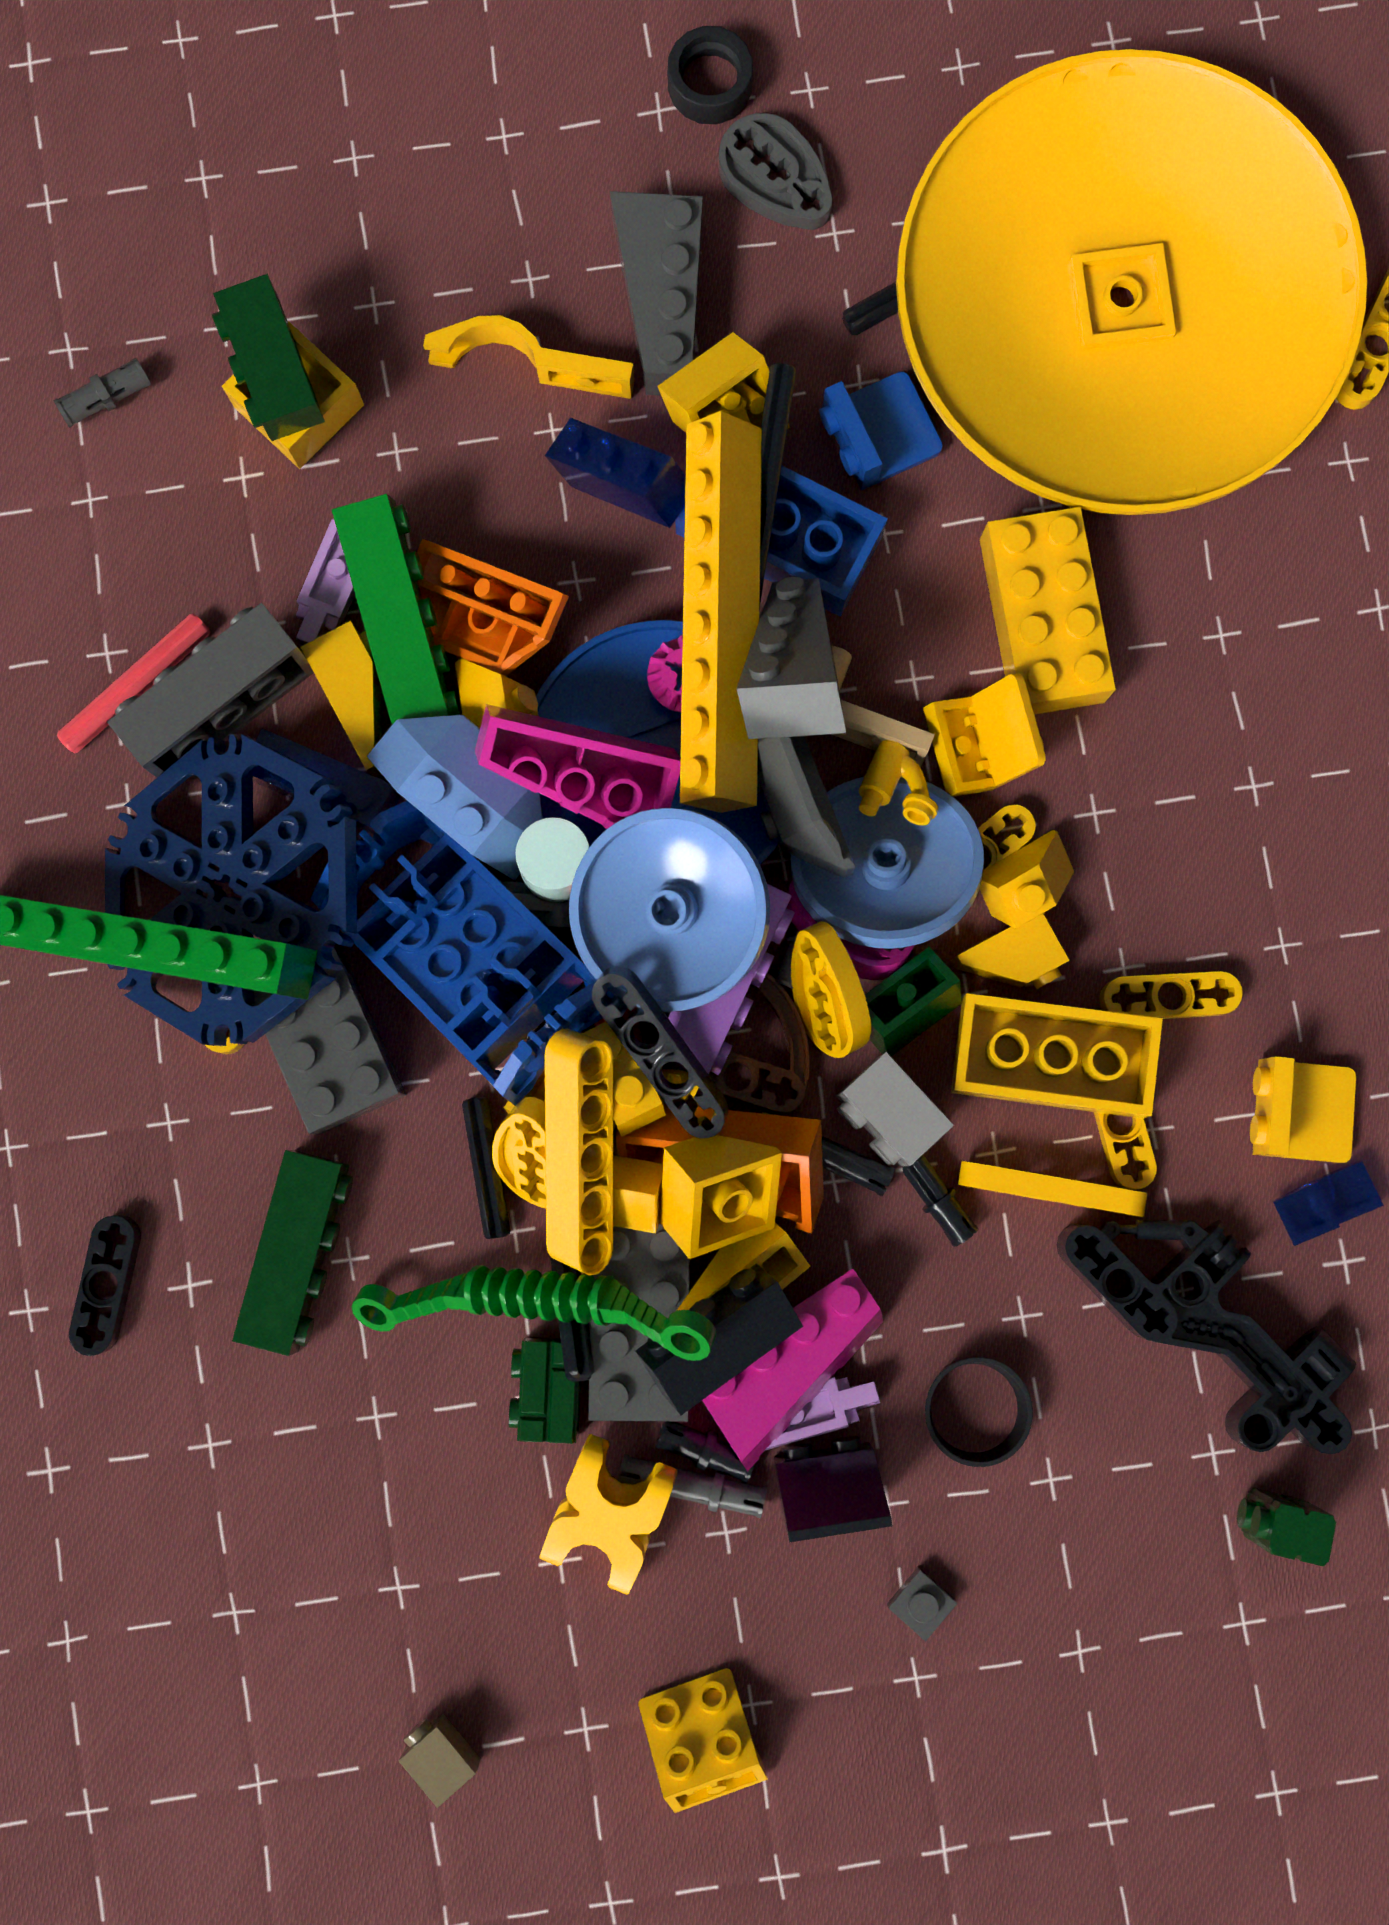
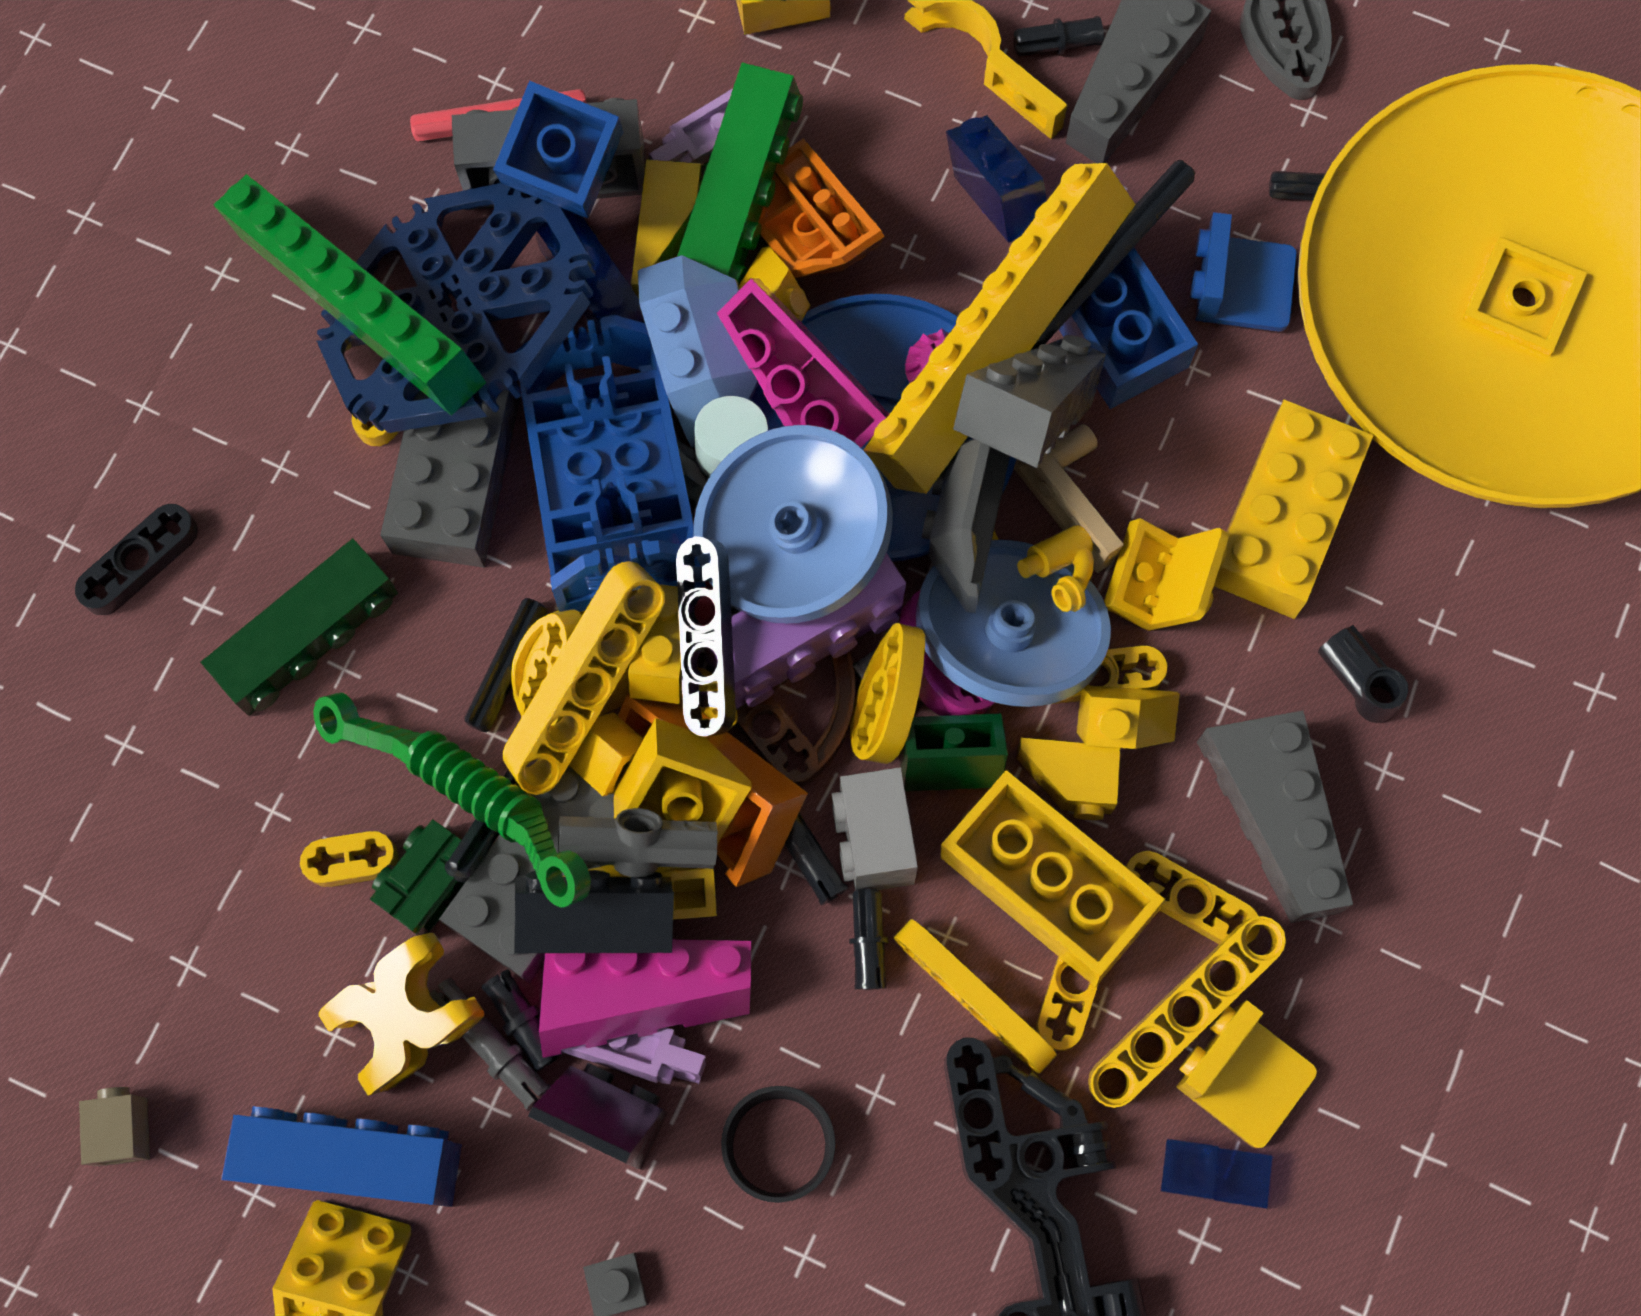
camera: 35 degrees right, 10 degrees down
(232, 698) = (558, 149): none -> blue brick
(463, 1405) = (347, 847): none -> yellow beam
(578, 298) = (1058, 36): none -> black axle
(646, 1661) = (342, 1160): none -> blue brick
(719, 1259) = (639, 842): none -> dark grey piece
(724, 379) = (1133, 151): yellow brick -> none
(1188, 715) = (1361, 670): none -> black piece
(1200, 876) = (1283, 810): none -> dark grey wedge
(1237, 1116) = (1210, 1002): none -> yellow beam

